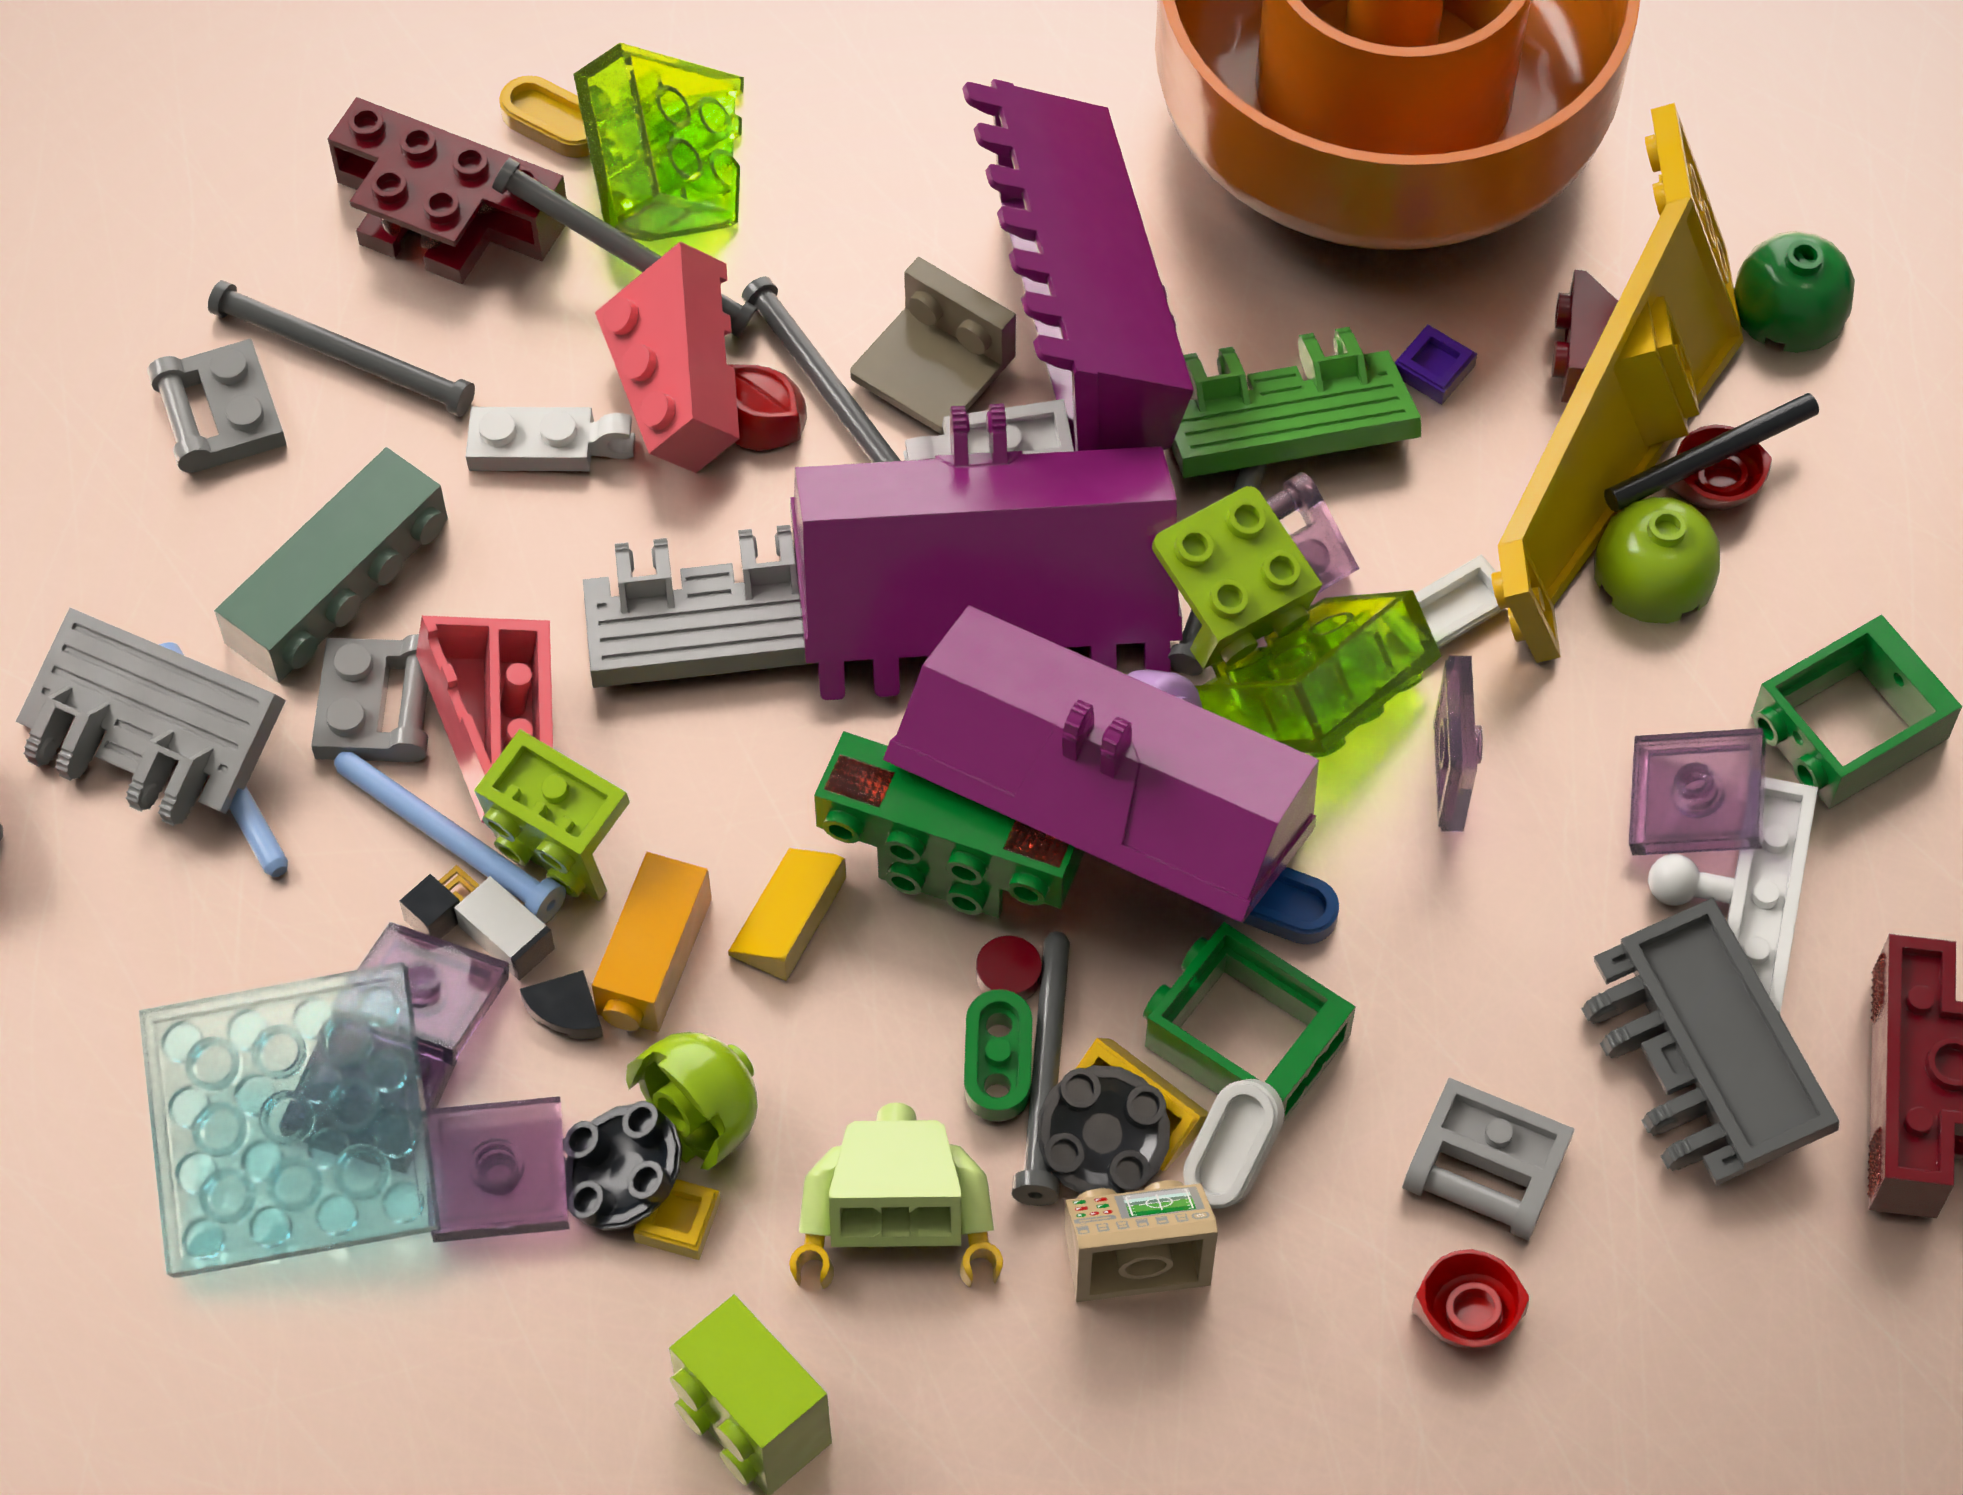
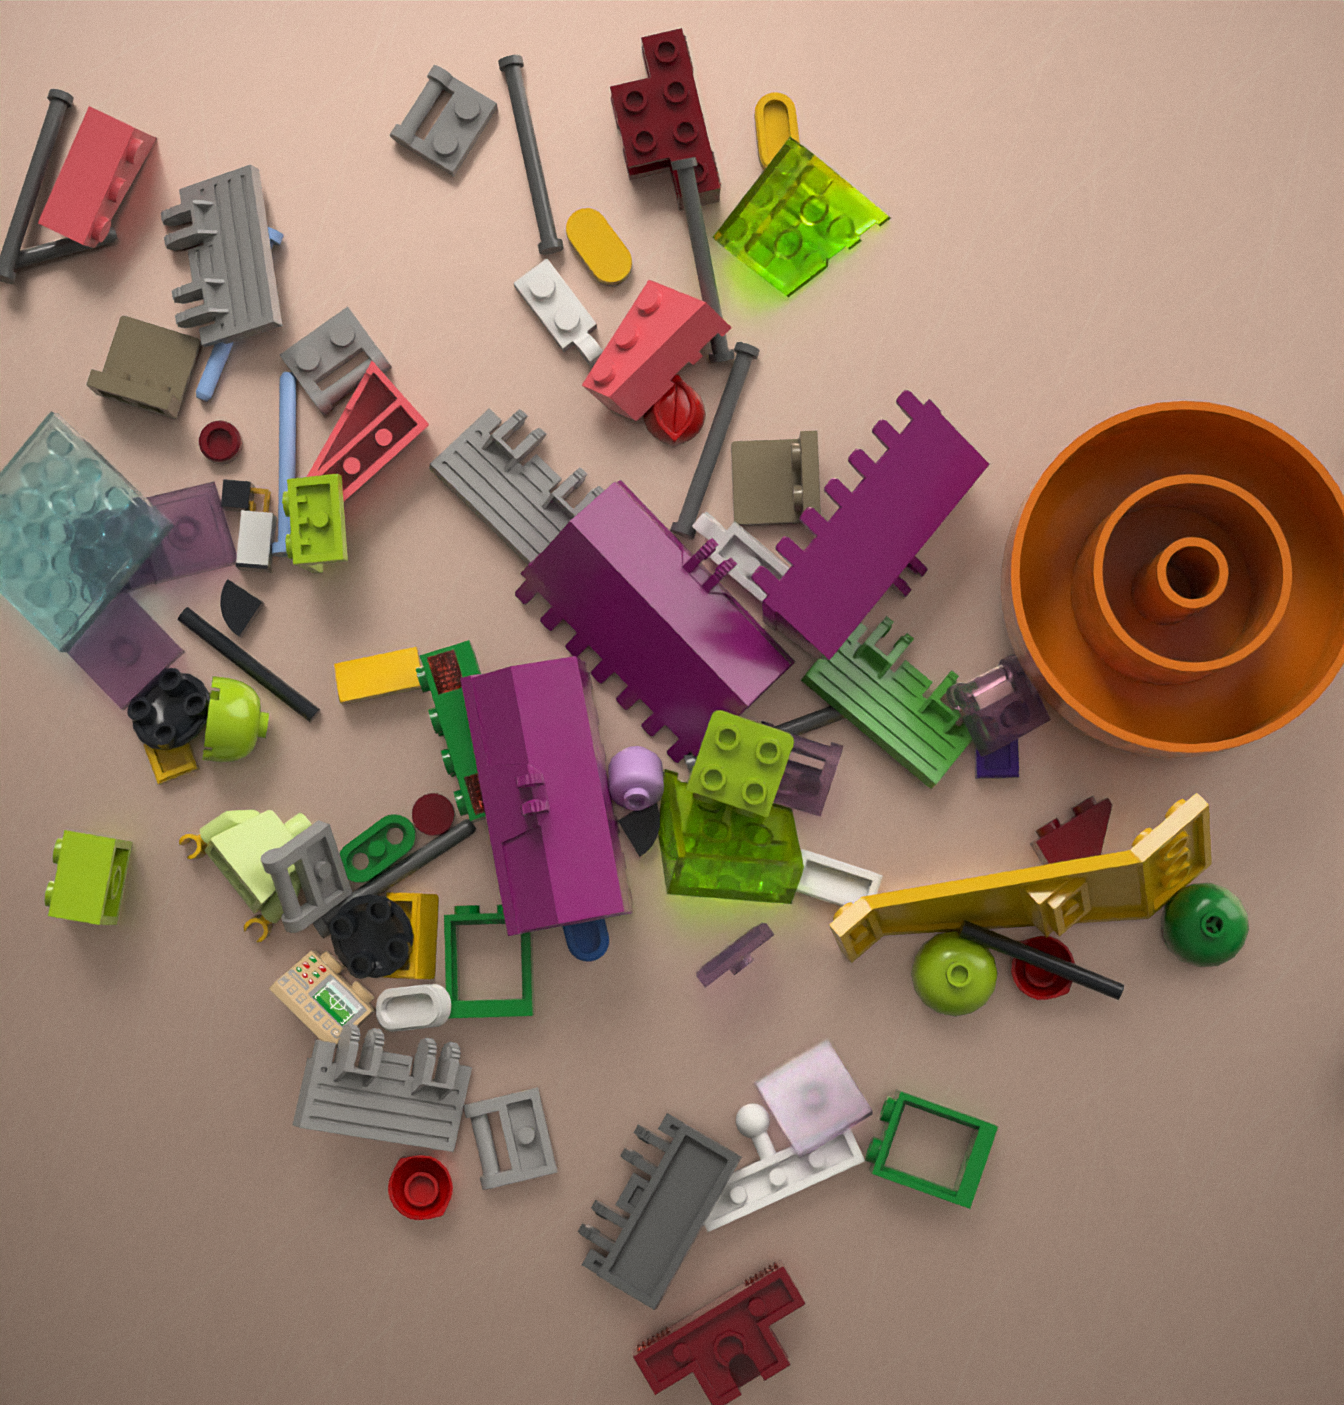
camera: 50 degrees right, 25 degrees up
(187, 898) = (147, 367): none -> dark tan bracket
(332, 565) = (391, 273): sand green brick -> none
(349, 887) = (220, 442): none -> dark red tile
(507, 354) = (599, 246): none -> yellow tile
(627, 1048) = (248, 664): none -> black bar
(651, 943) = (301, 625): light orange brick -> none
(970, 1129) = (319, 873): none -> light grey plate
(1318, 1235) = (379, 1095): none -> light grey hinge
(1399, 310) = (1007, 716): none -> plate

